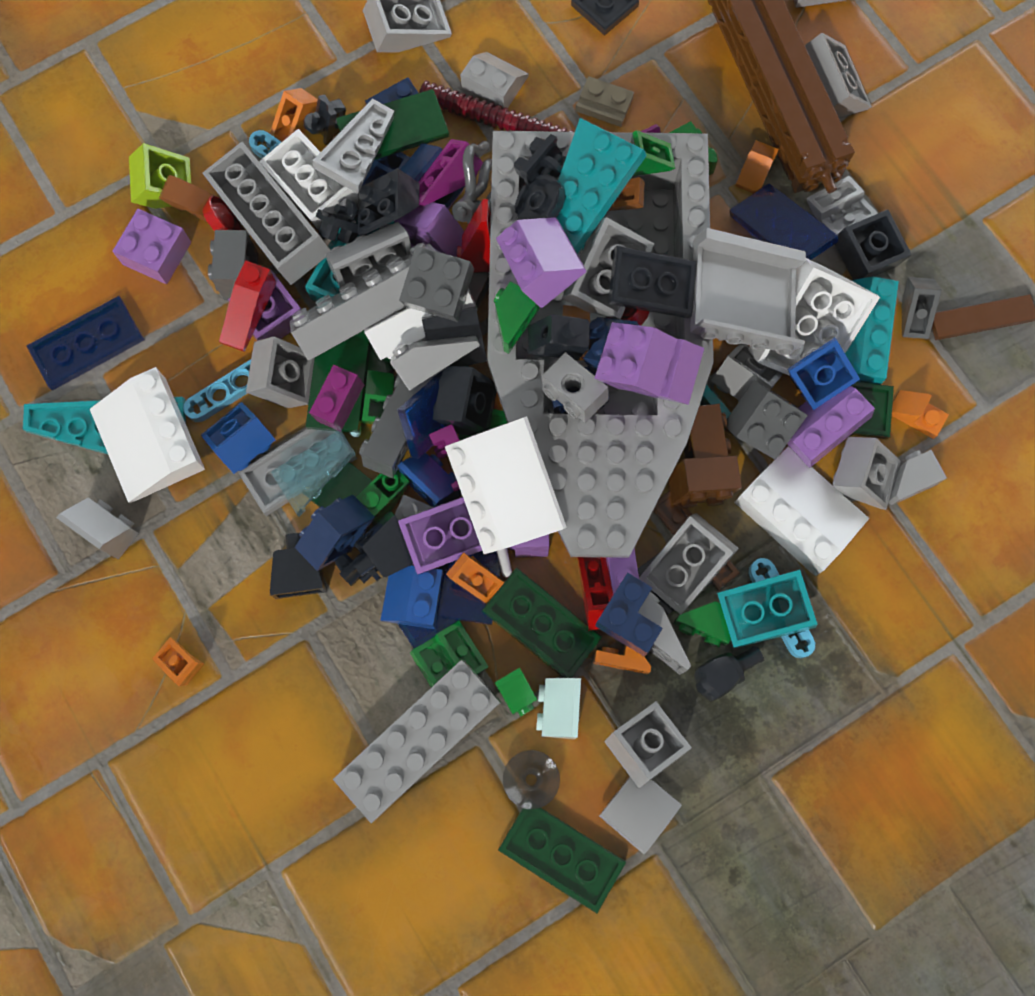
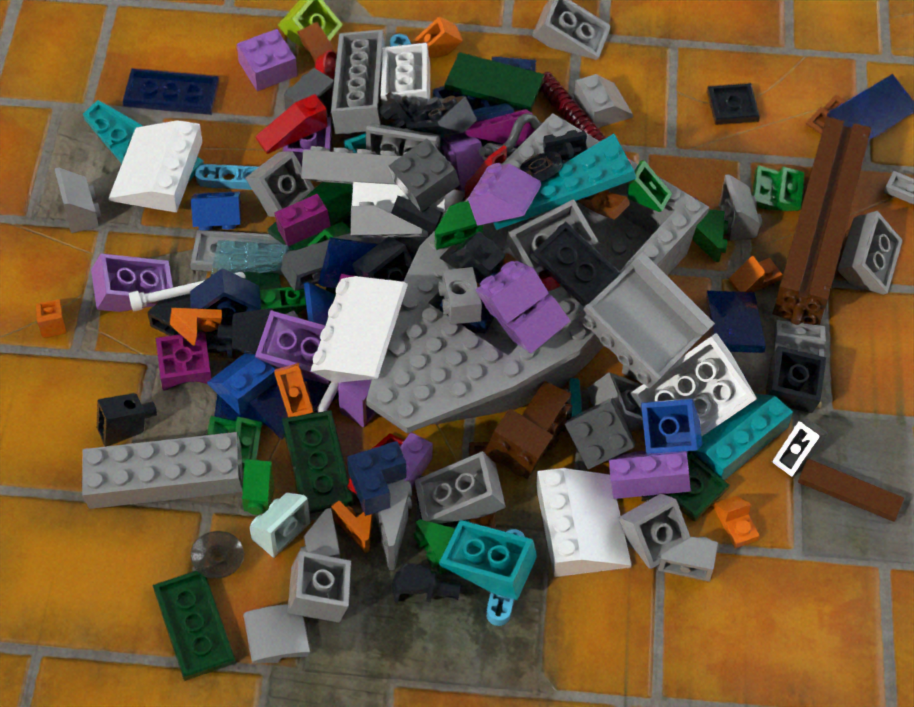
camera: 35 degrees right, 20 degrees down
(224, 572) = (119, 275): none -> medium lavender slope
(254, 589) = (141, 300): none -> white piece
(321, 580) = (189, 320): none -> orange slope
(324, 118) = (449, 51): black hips -> none
(334, 725) = (122, 417): none -> black torso
(339, 613) = (182, 361): none -> magenta piece
(356, 146) = (450, 72): light grey wing -> none
(604, 101) = (675, 165): dark tan plate -> none
(610, 698) = (322, 537): none -> light grey slope
(695, 105) = (739, 209): none -> light grey slope
(709, 65) = (778, 189): none -> green slope

